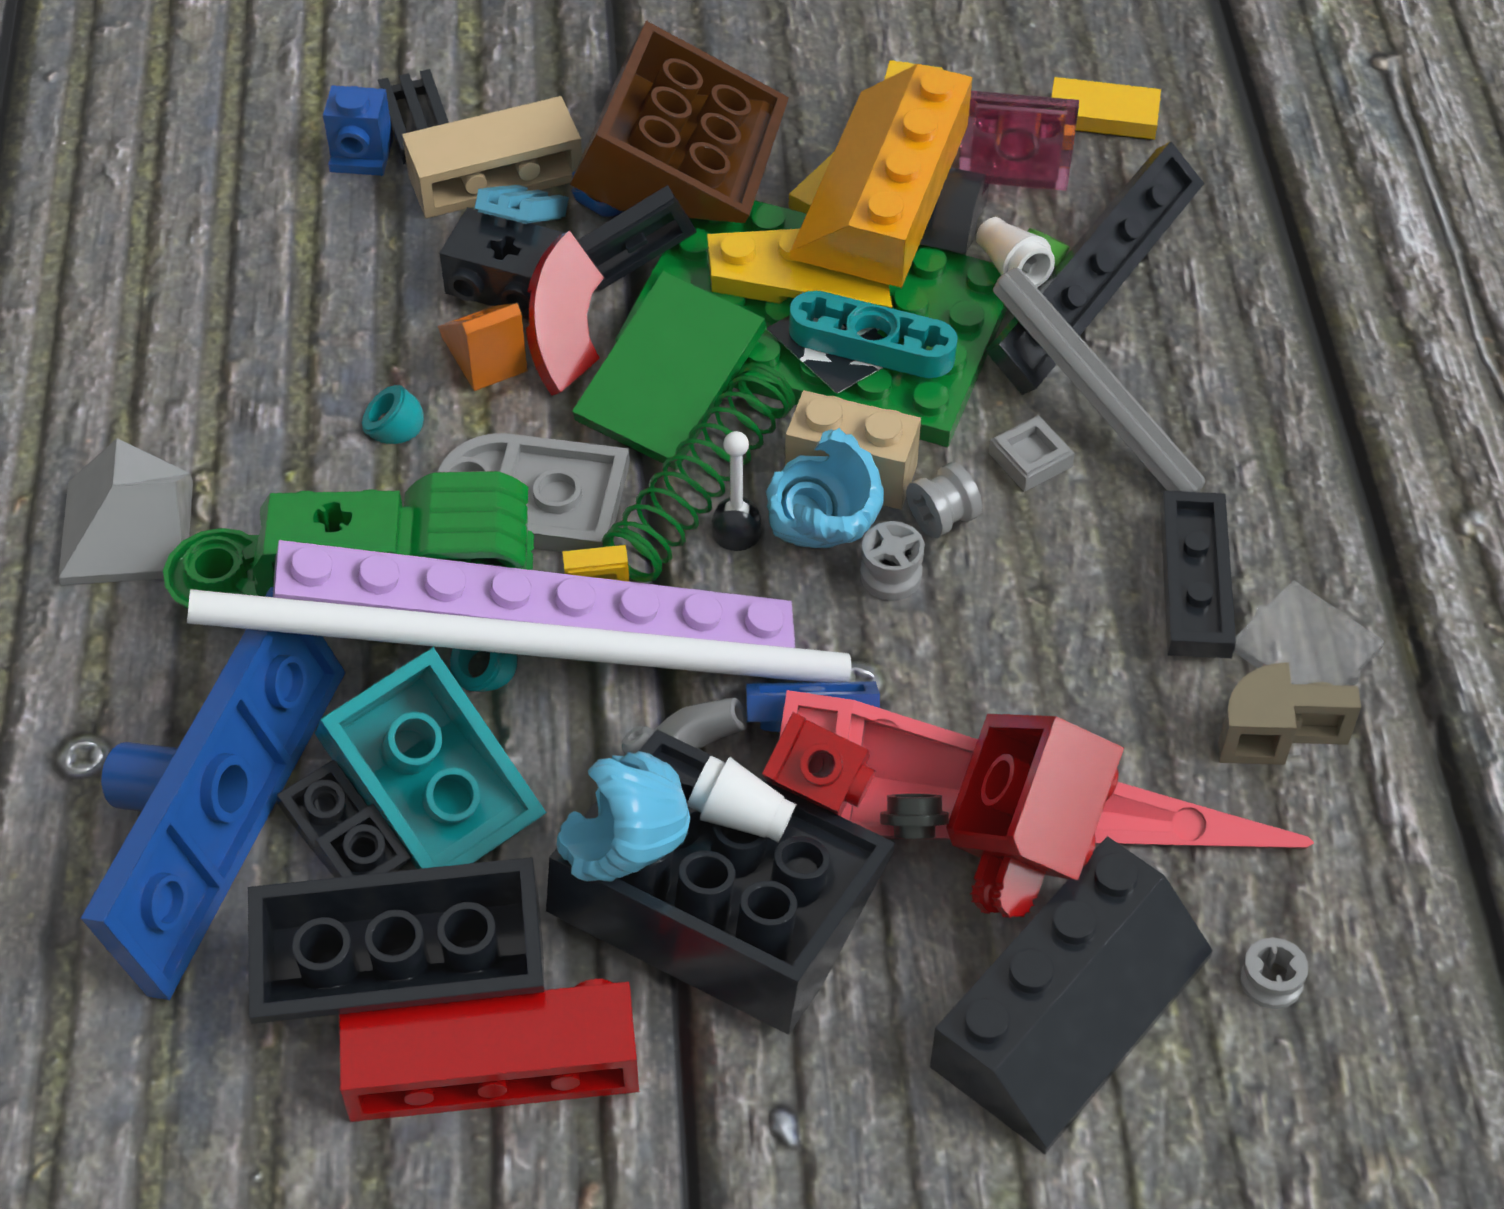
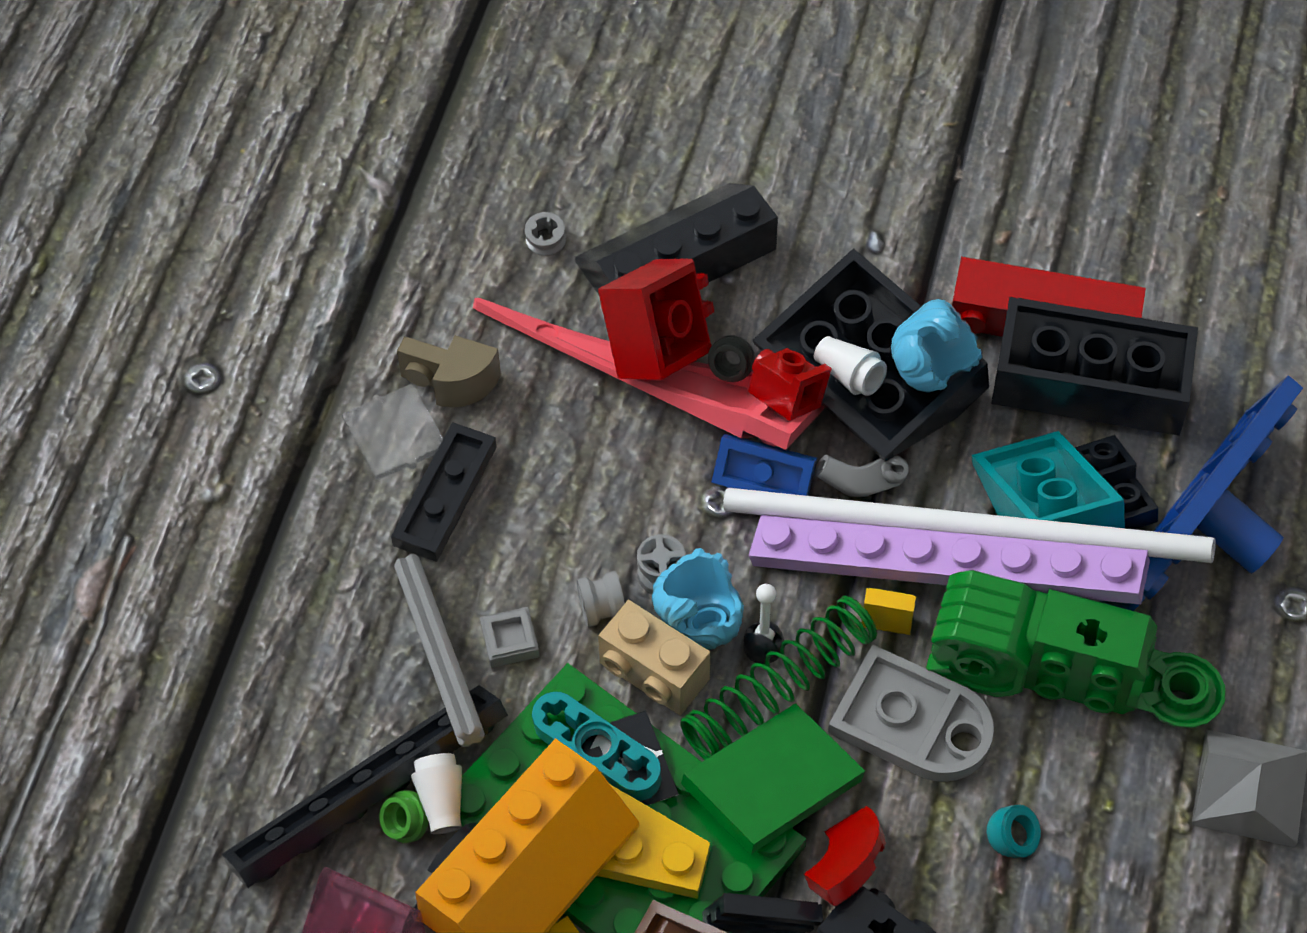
camera: 160 degrees left, 5 degrees up
(487, 344) = (921, 869): orange slope -> none

